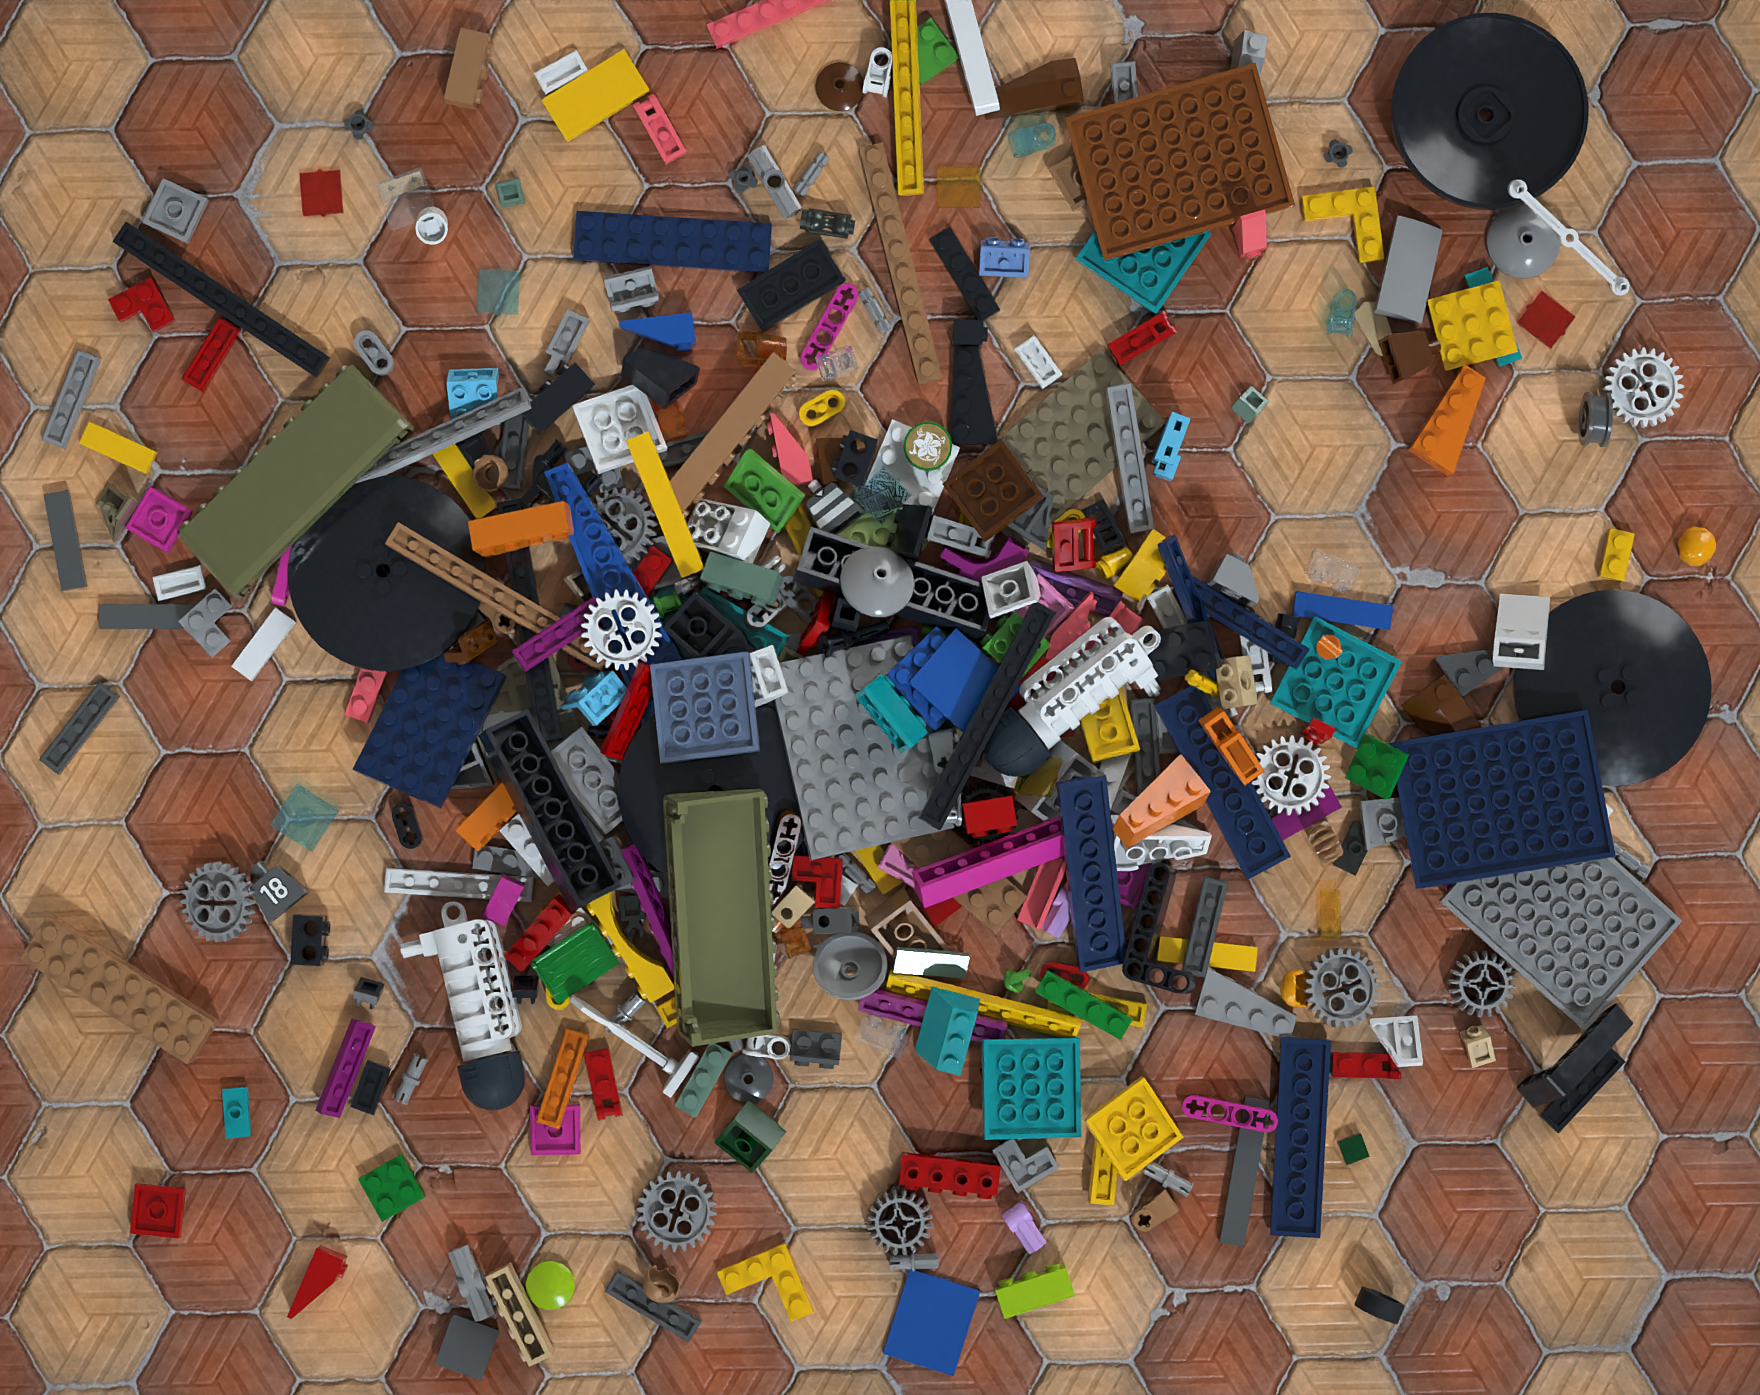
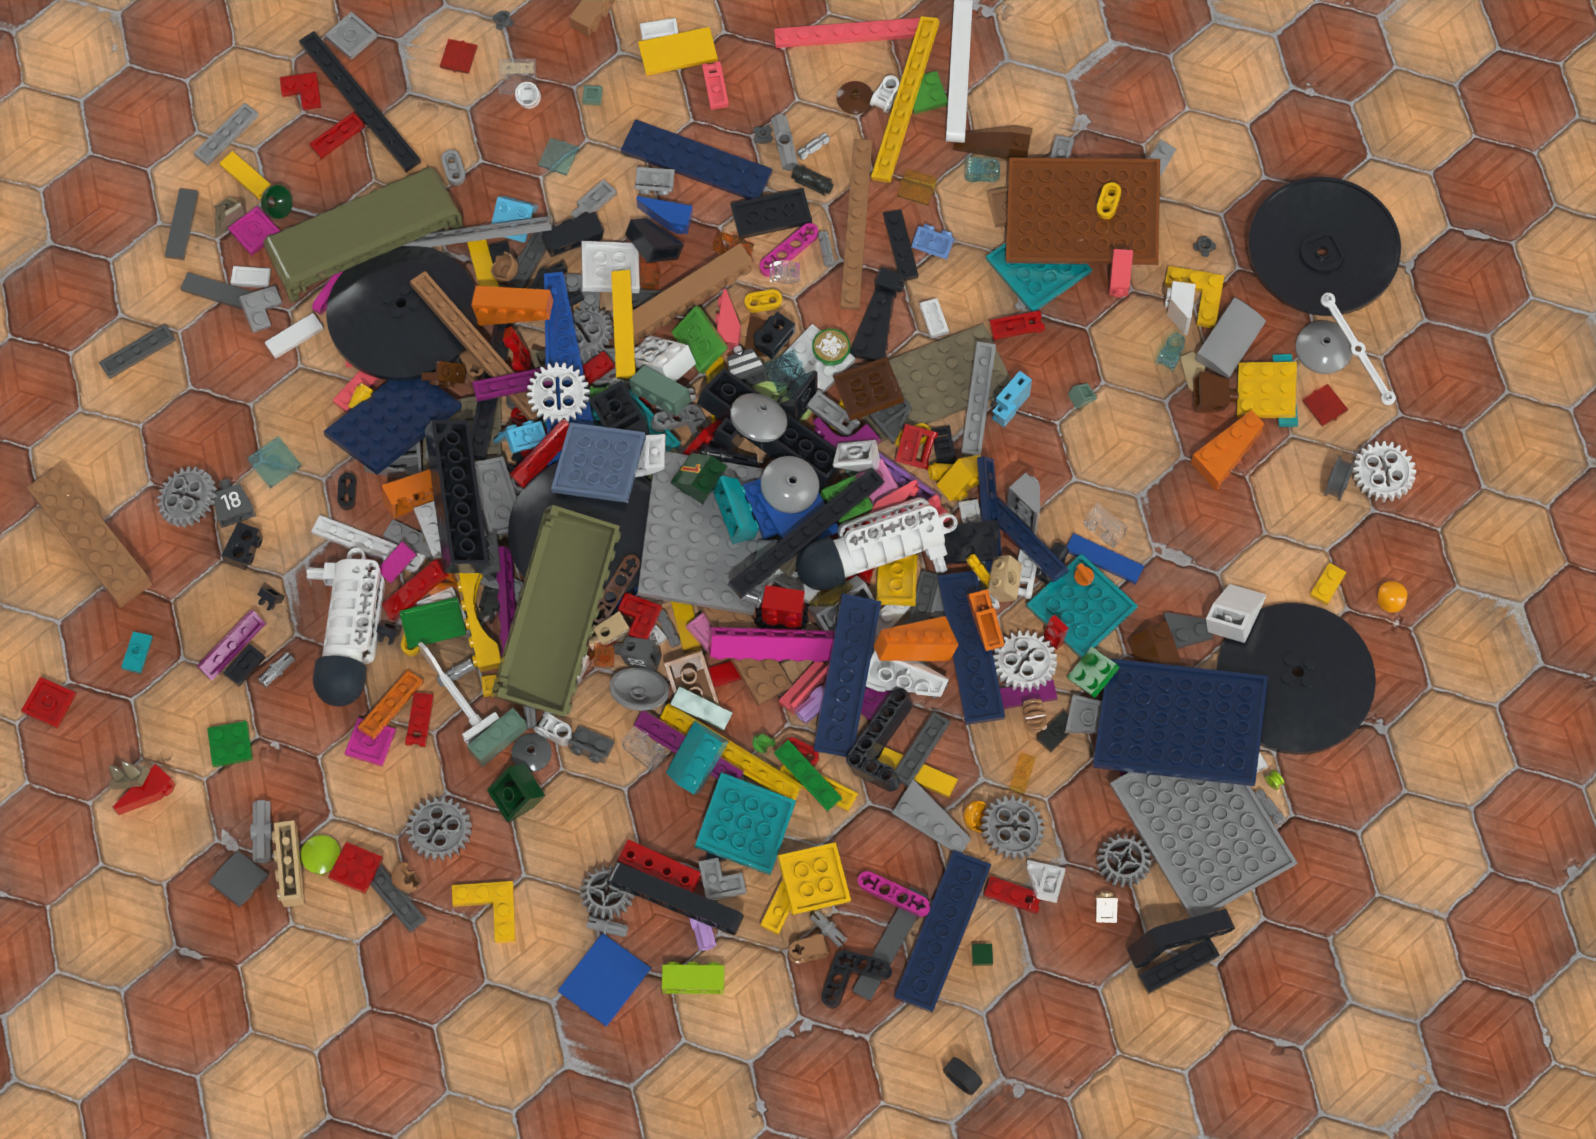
camera: 20 degrees right, 20 degrees down
(179, 478) = (282, 201): none -> dark green piece
(290, 1274) = (128, 776): none -> dark tan tile
(377, 700) = (360, 394): none -> yellow cone
(553, 582) = (521, 355): none -> red plate
(598, 1291) = (355, 868): none -> red plate
(832, 685) = (699, 476): none -> dark green slope
(928, 653) = (787, 496): none -> light grey dish
(983, 1211) = (675, 898): none -> black beam
(1204, 1222) = (846, 970): none -> black beam
(1210, 144) = (1107, 201): none -> yellow plate
(1337, 250) = (1180, 304): none -> white slope
(1625, 825) = (1274, 780): none -> lime bush

